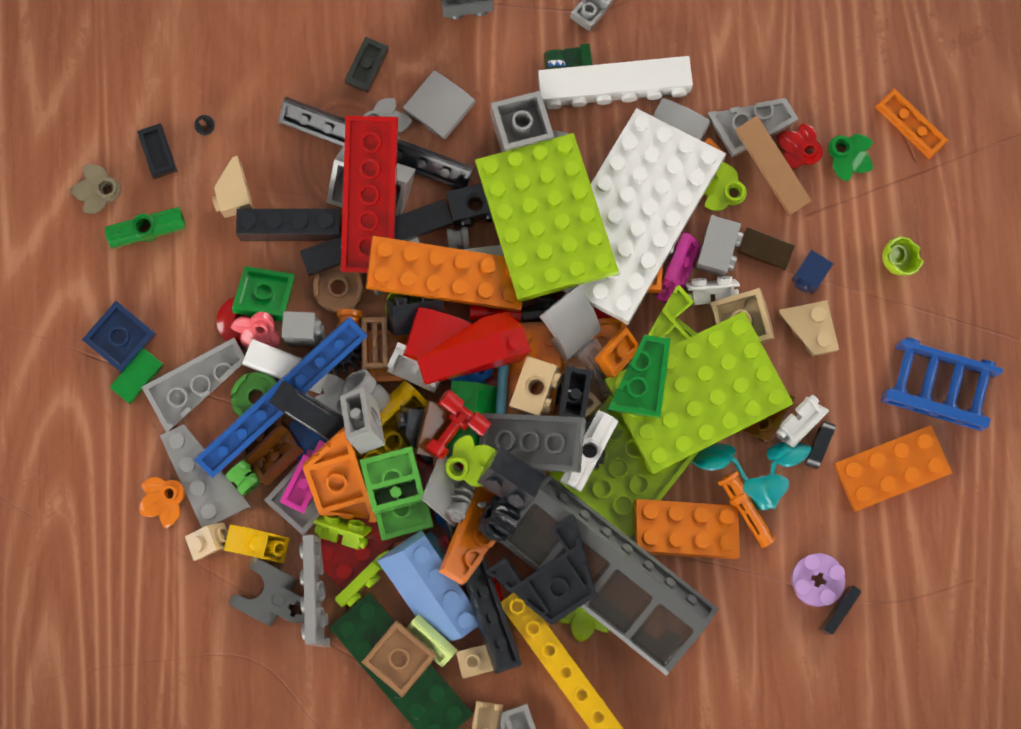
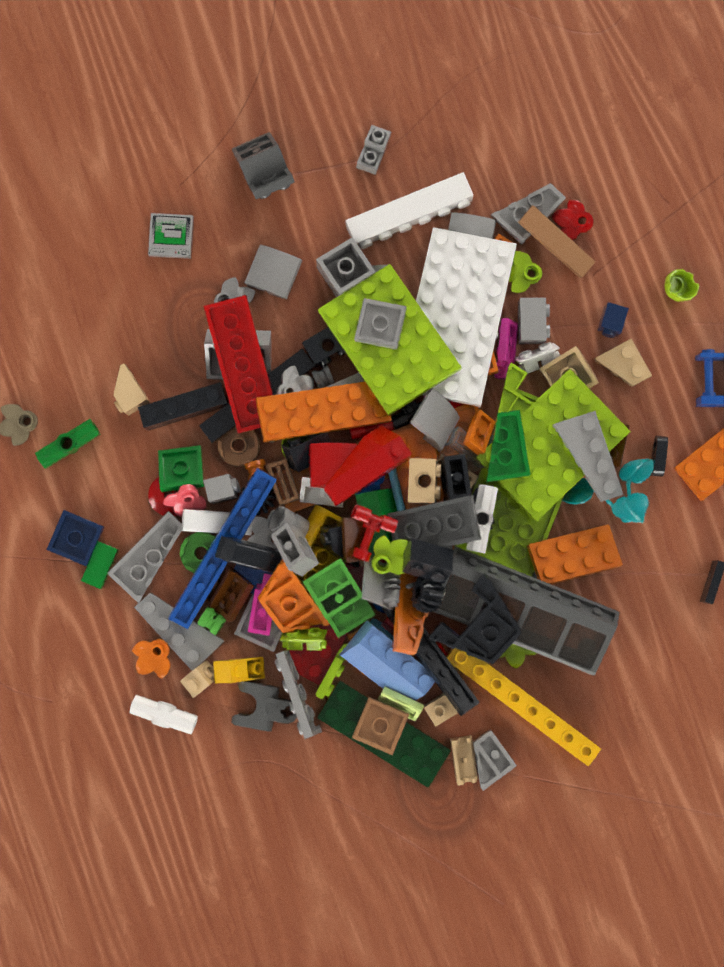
camera: 15 degrees left, 5 degrees up
(153, 569) = (163, 714): none -> white piece
(157, 151) = (56, 377): black tile -> none
(200, 129) = (91, 341): black hinge -> none
(332, 128) = (195, 317): black tile -> none
(336, 32) = (171, 235): none -> tile
(366, 65) = (204, 256): pearl dark grey plate -> none
(421, 232) = (293, 382): none -> light grey plate
(540, 195) = (380, 323): none -> light grey tile
(568, 57) = (366, 202): dark green leg -> none
(738, 410) = (588, 447): none -> light grey wing
(738, 498) = (607, 518): orange pin -> none
(766, 248) = (570, 311): dark brown tile -> none
(794, 428) = (638, 446): white hinge -> none
(832, 573) = (698, 556): lavender plate -> none
(854, 155) = (618, 214): green plate -> none
(911, 123) = (657, 174): orange tile -> none

